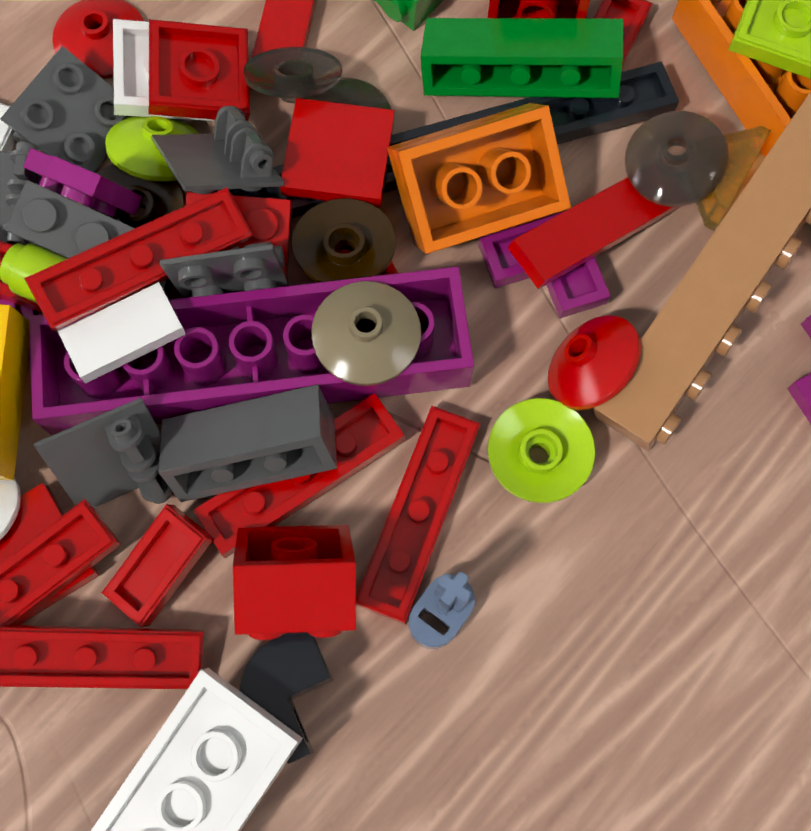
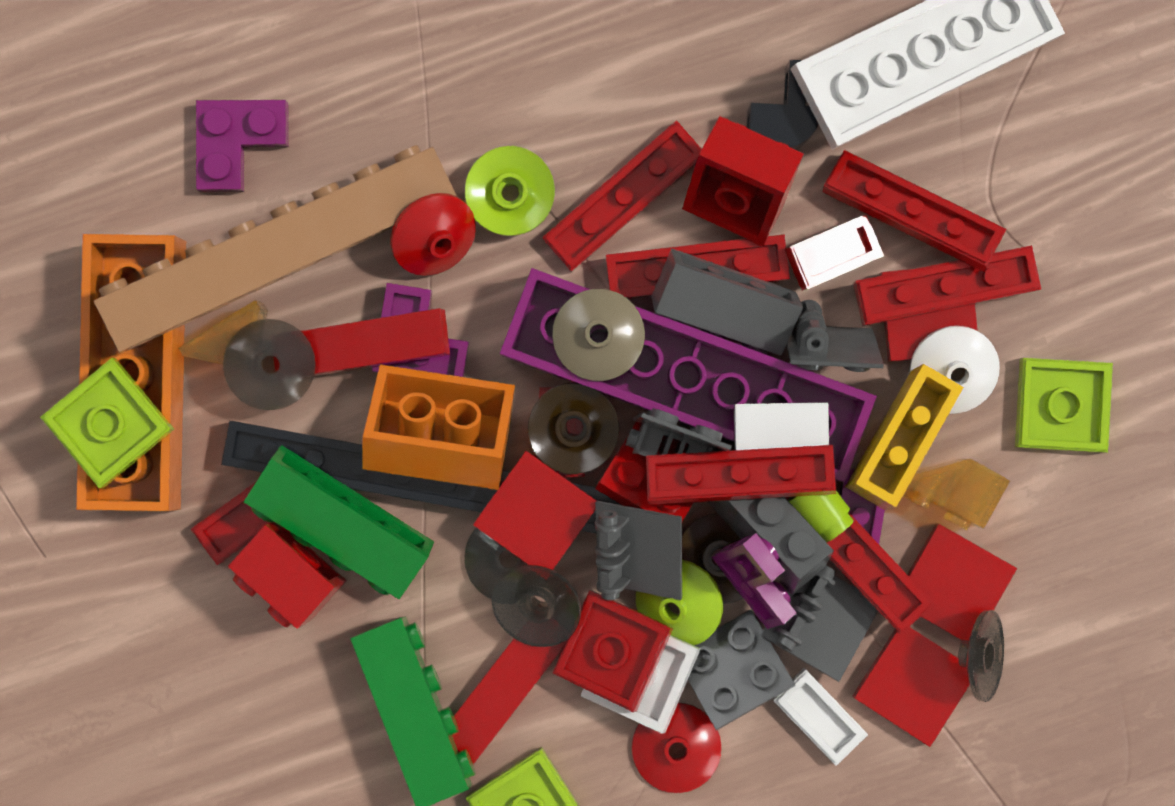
camera: 150 degrees left, 15 degrees up
(451, 601) = (636, 118): sand blue piece -> none

